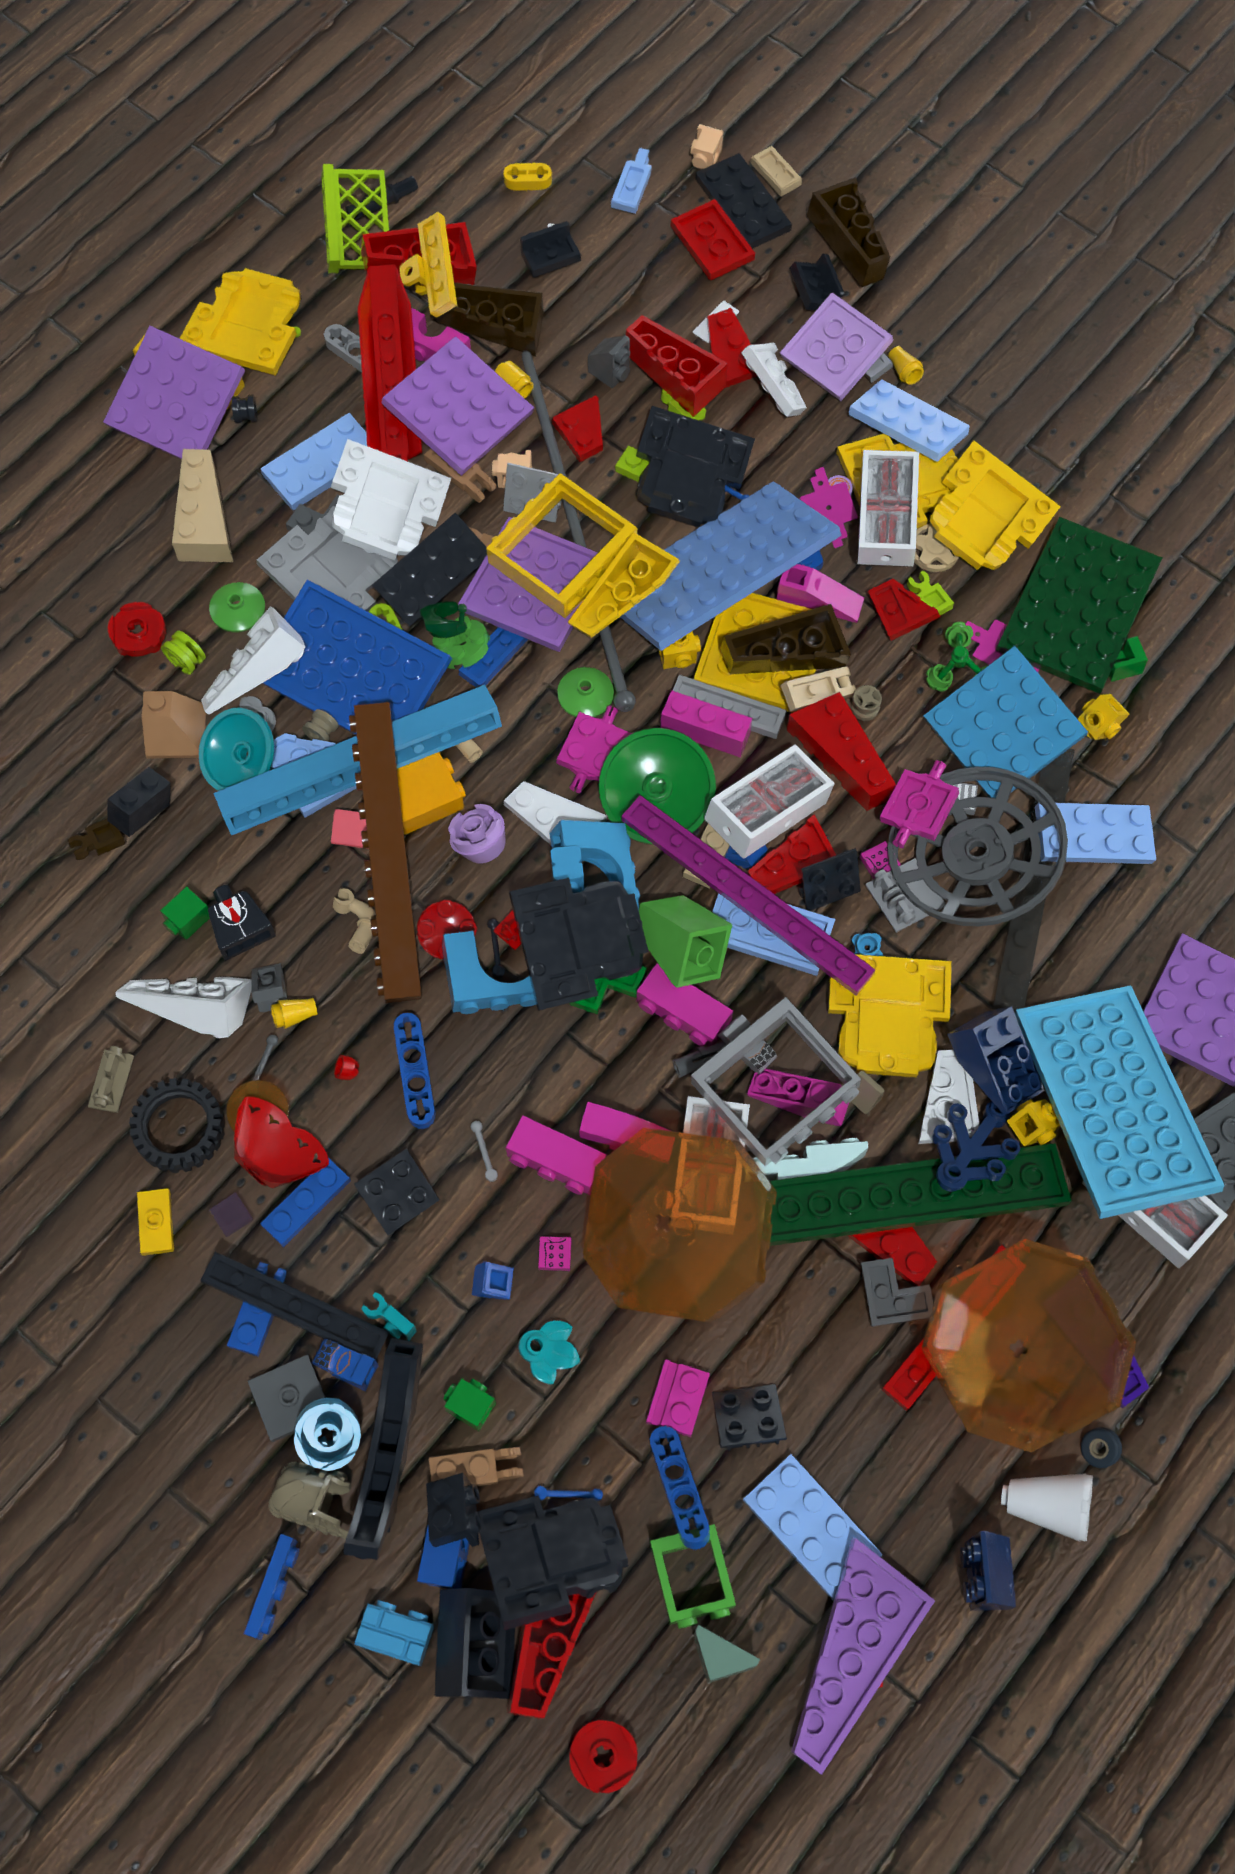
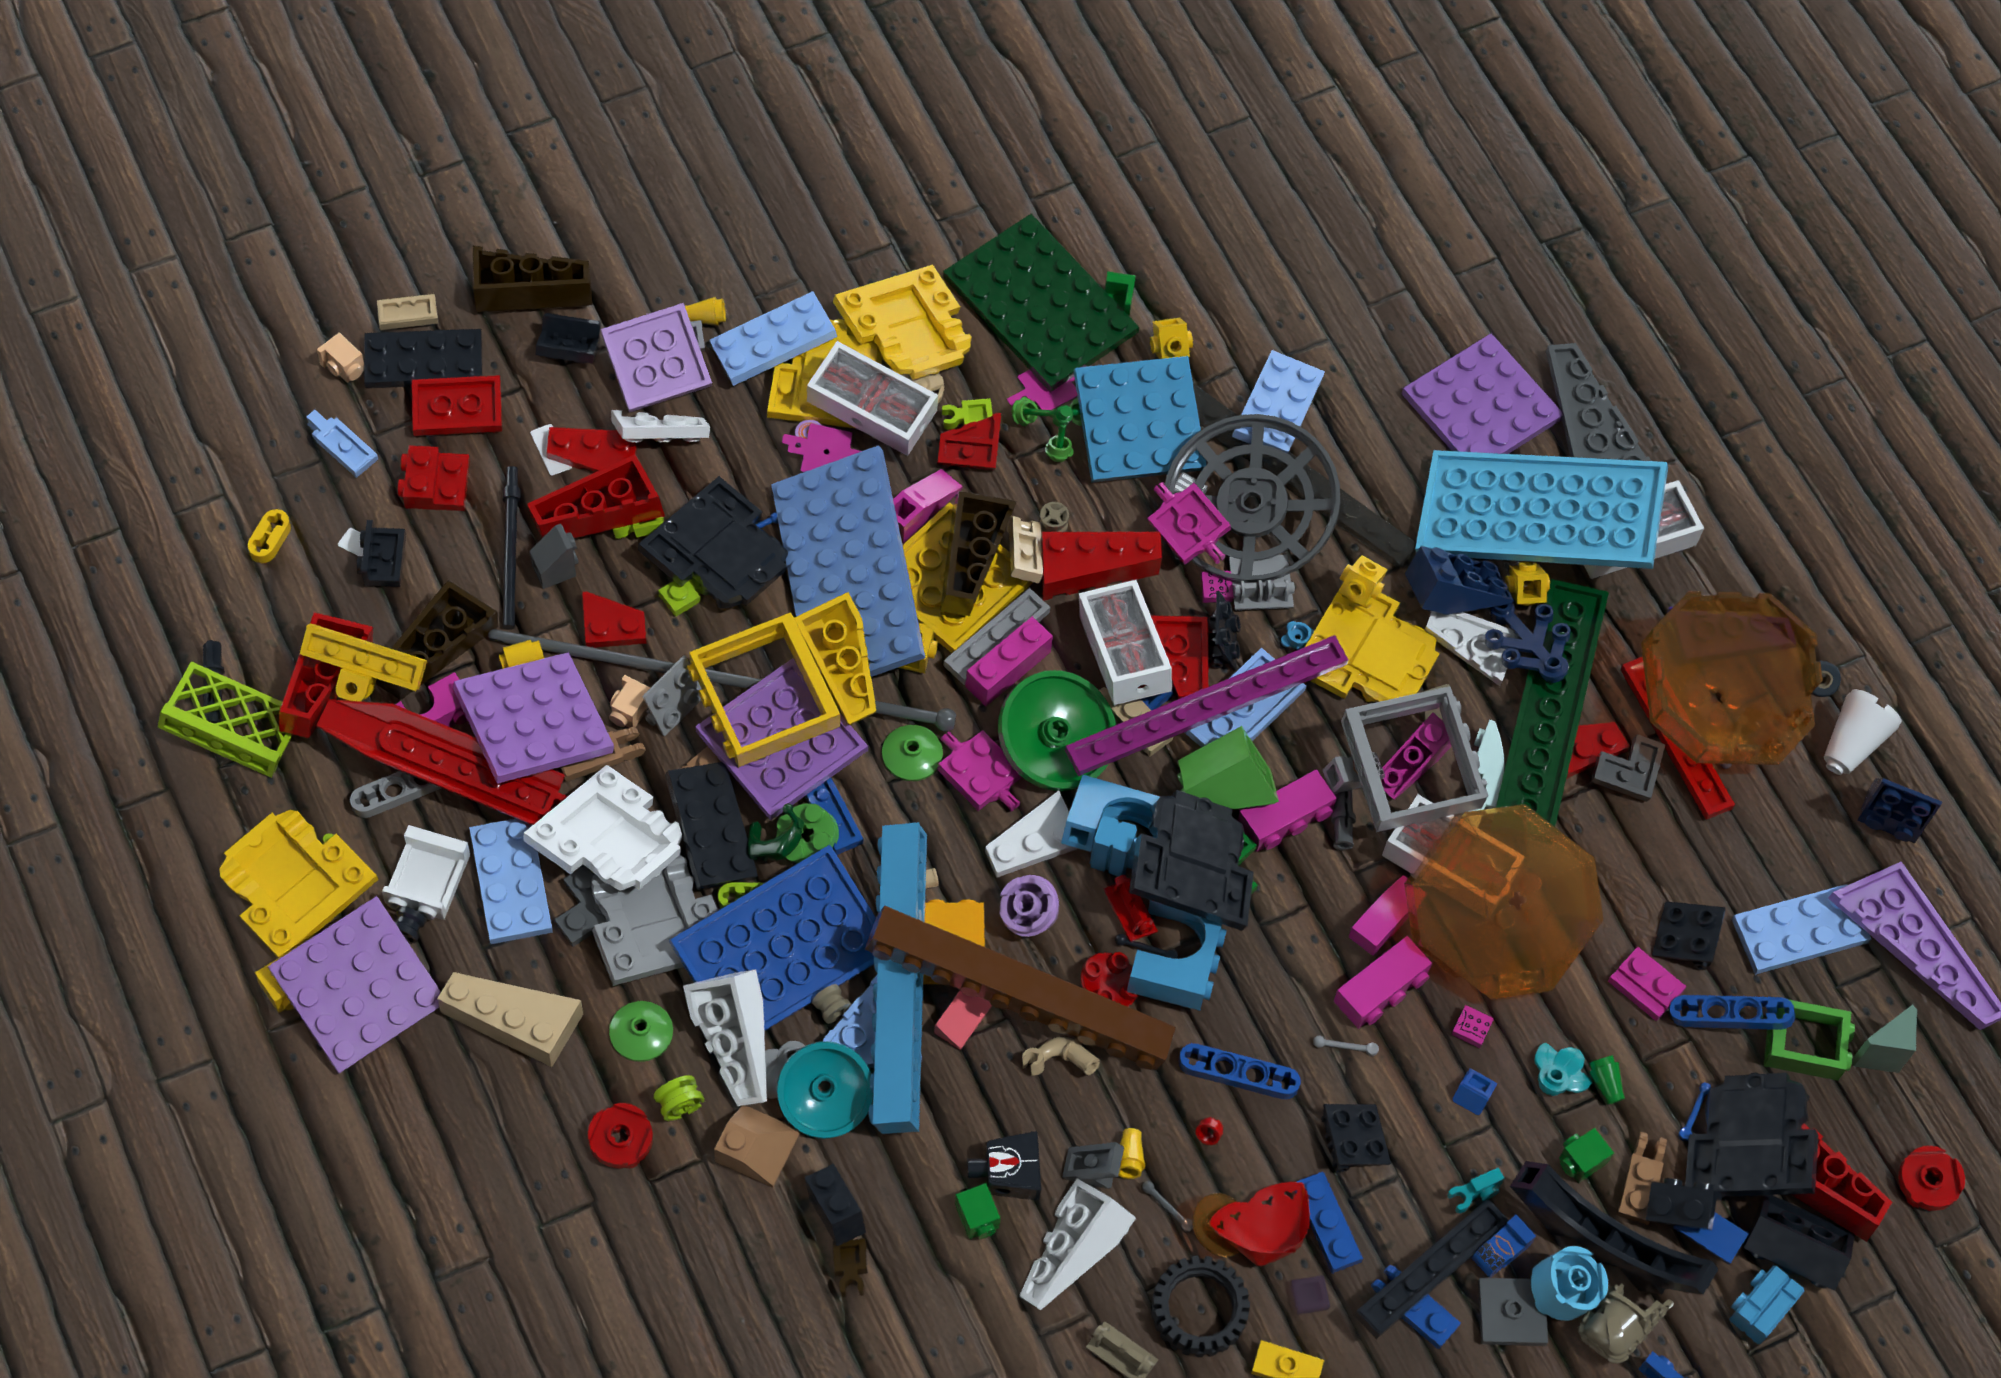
camera: 70 degrees left, 5 degrees down
(293, 404) = (427, 873): none -> white panel
(558, 1396) = (1608, 1078): none -> green cone
(638, 254) = (434, 479): none -> red plate
(654, 312) = (511, 497): none -> black bar
(944, 970) = (1362, 581): none -> yellow brick

